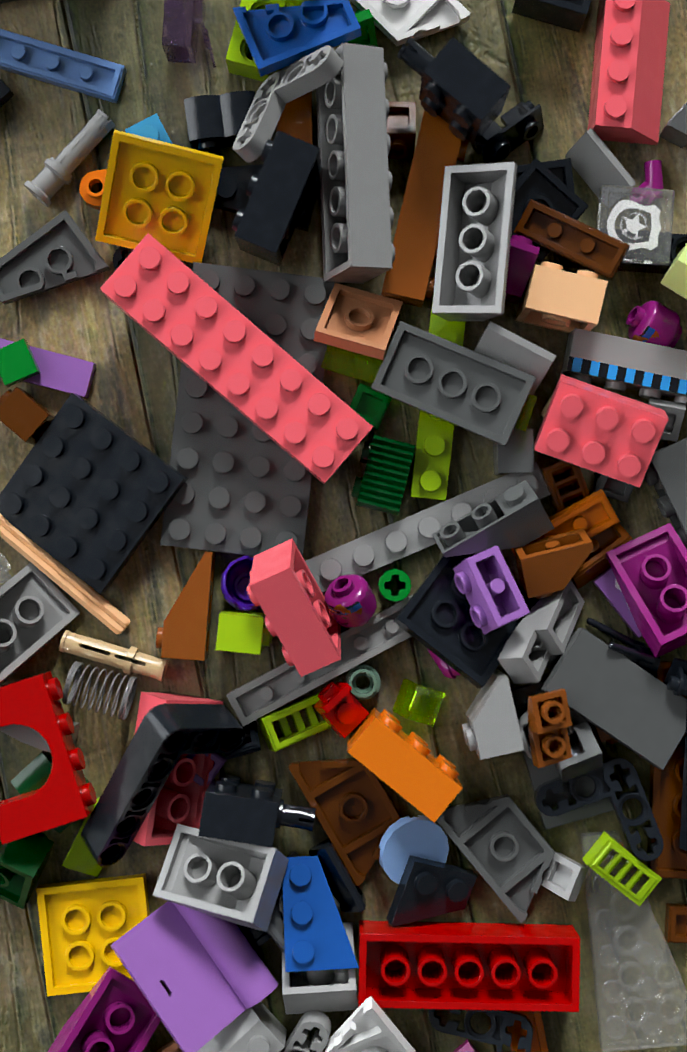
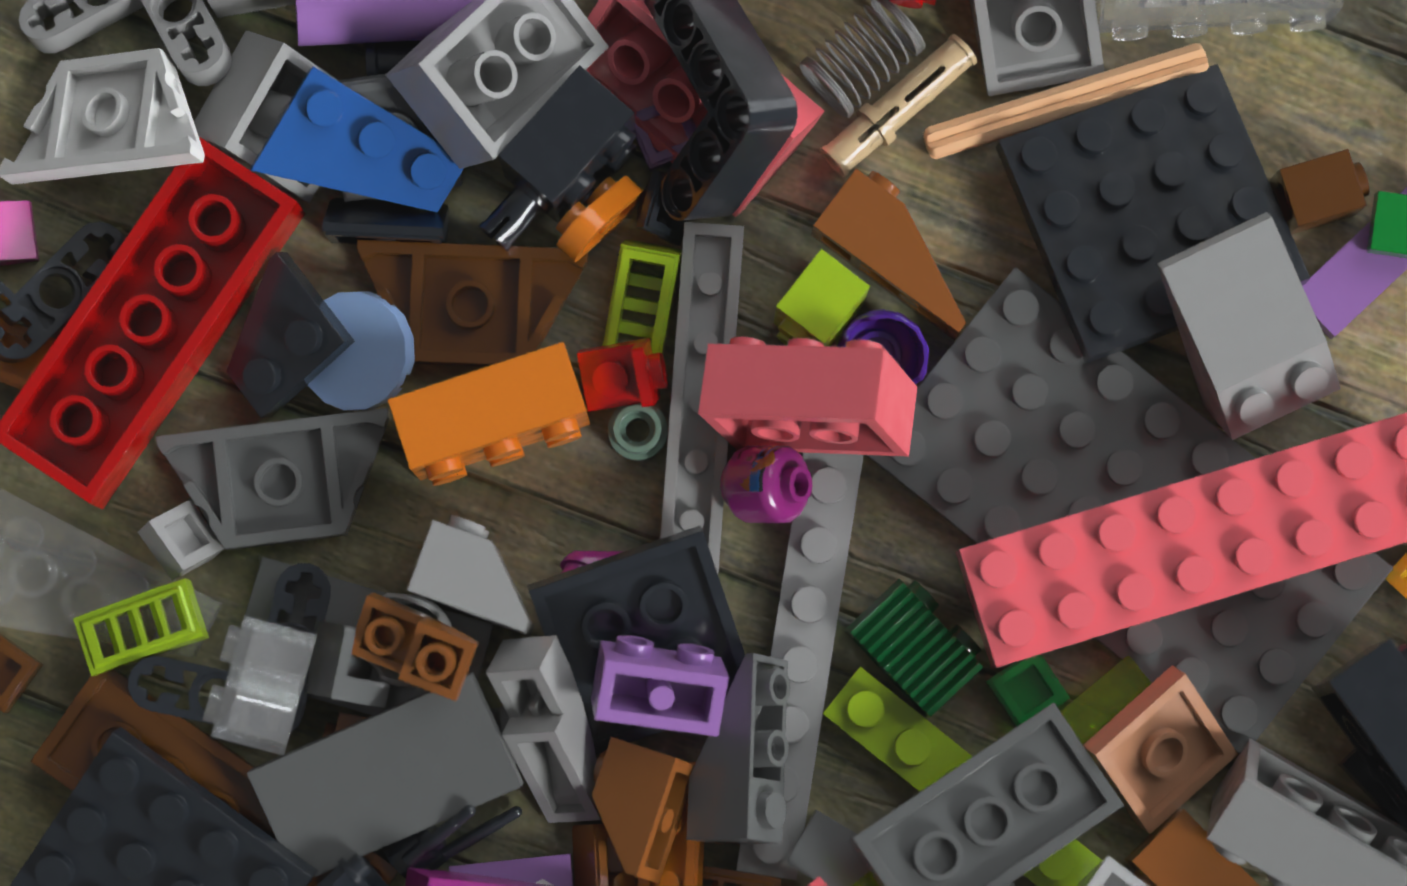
camera: 120 degrees right, 5 degrees down
(117, 407) = (1248, 327): none -> light grey slope
(264, 770) = (608, 207): none -> orange plate
(402, 593) = (744, 544): green bush -> none
(418, 702) = (557, 492): clear neon green slope -> none
(615, 791) = (261, 685): none -> clear brick

